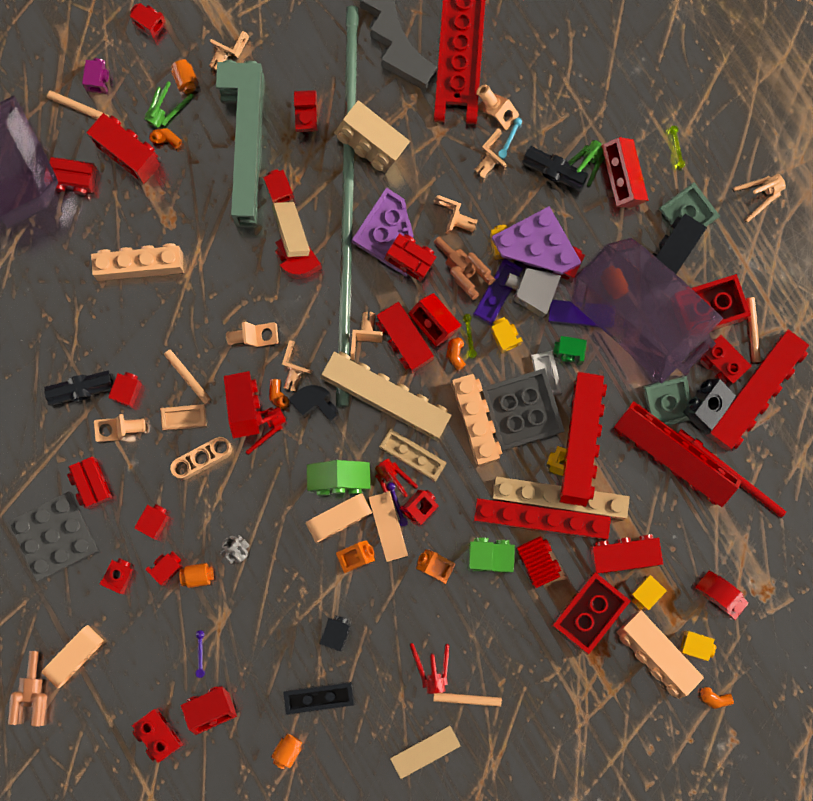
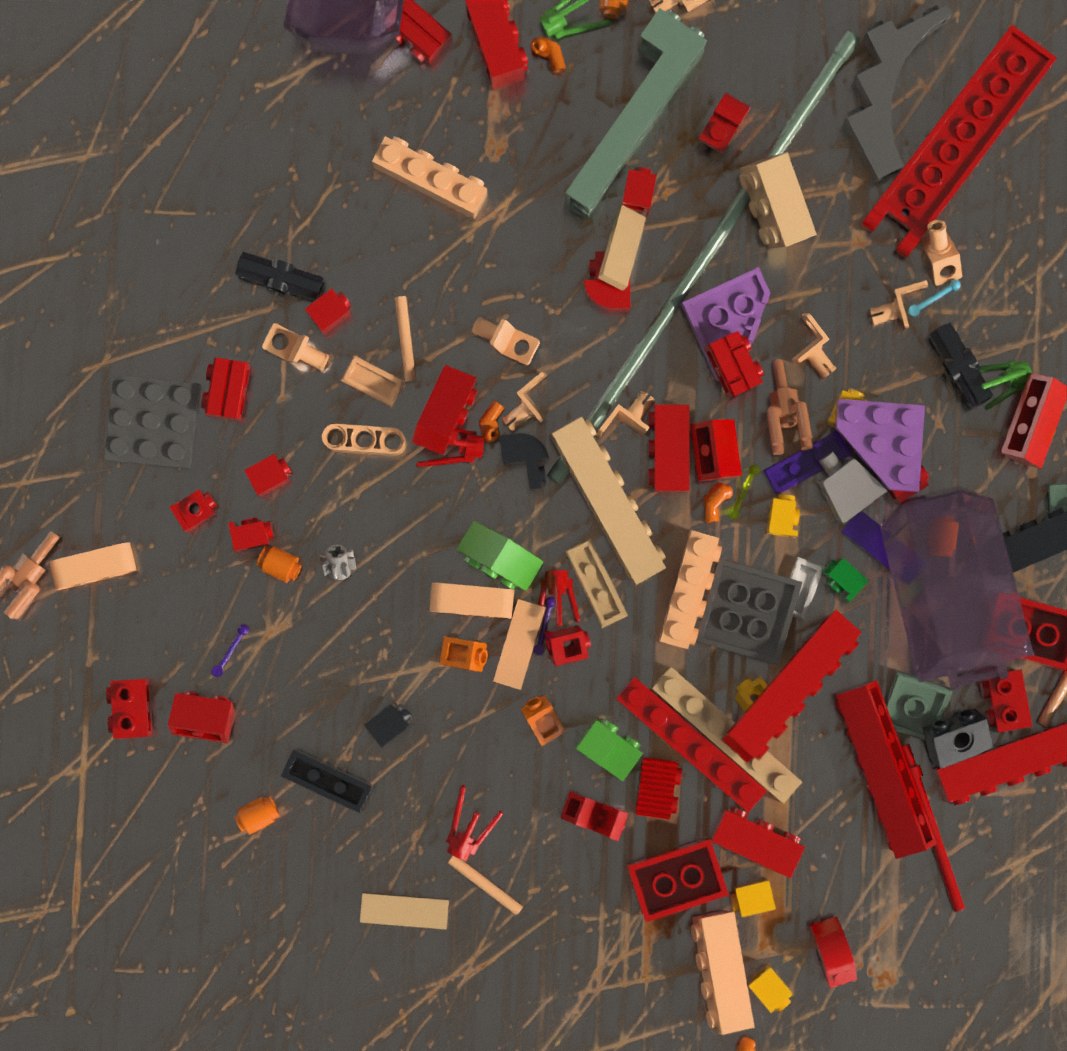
camera: 30 degrees right, 5 degrees up
(509, 606) = (594, 815): none -> red brick

